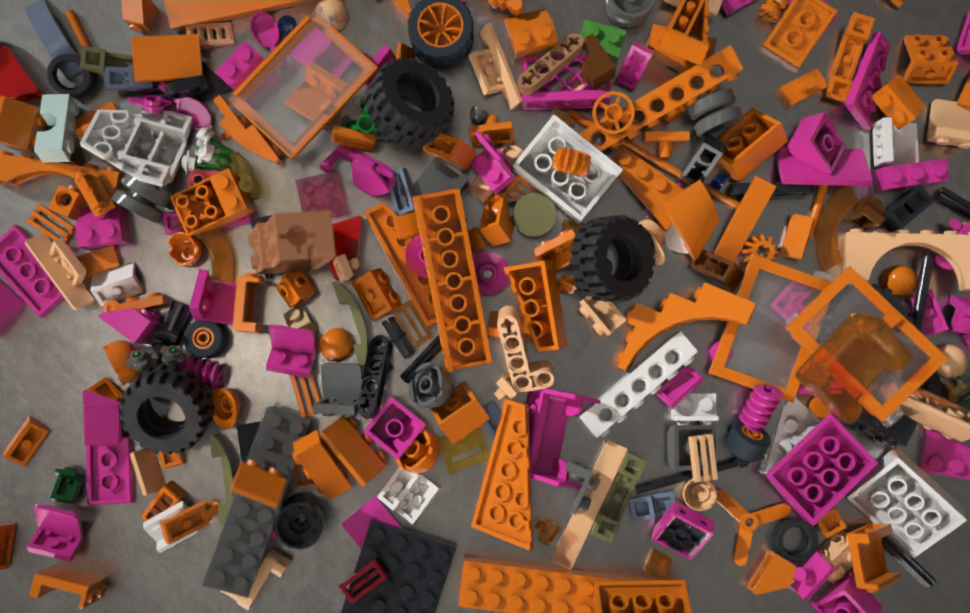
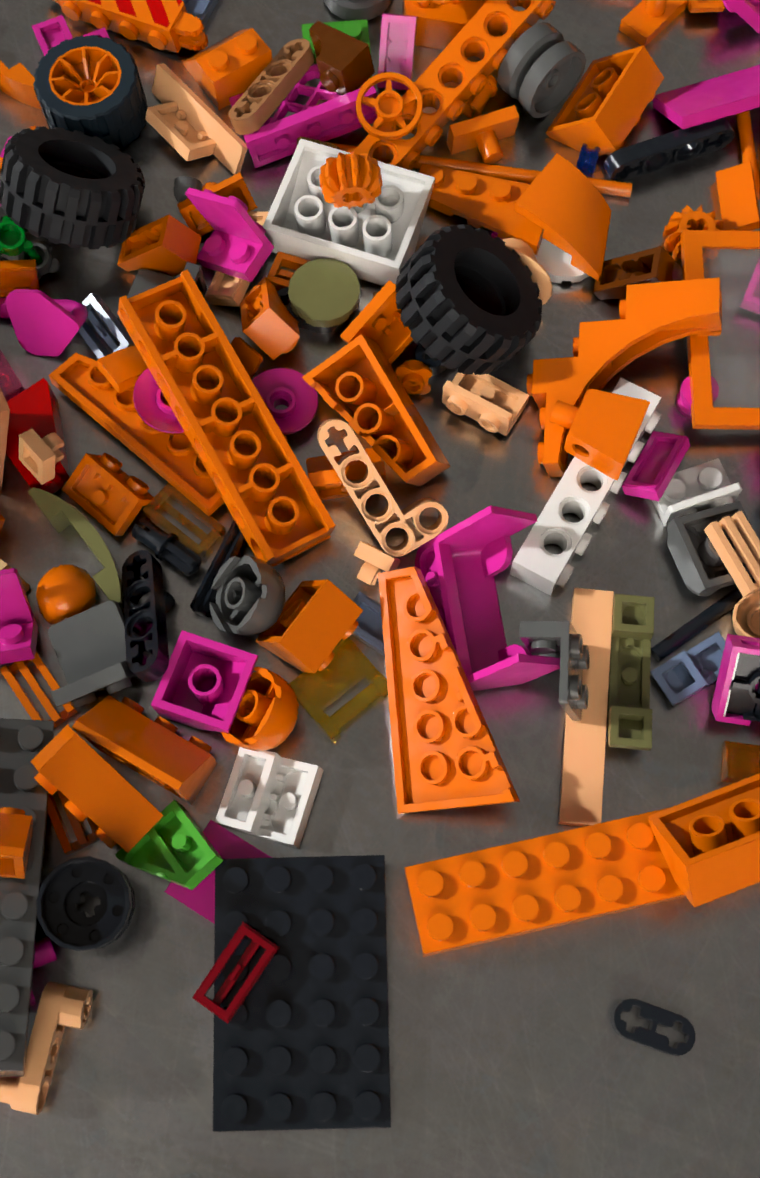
camera: 15 degrees left, 15 degrees down
(353, 507) = (174, 849): none -> bright green wing
(548, 531) = (535, 773): clear orange tile -> none
(656, 363) = (601, 428): none -> orange torso
(702, 159) = (549, 130): black brick -> none
(744, 219) = (648, 188): orange tile -> none
(817, 143) = (707, 63): dark pink slope -> none

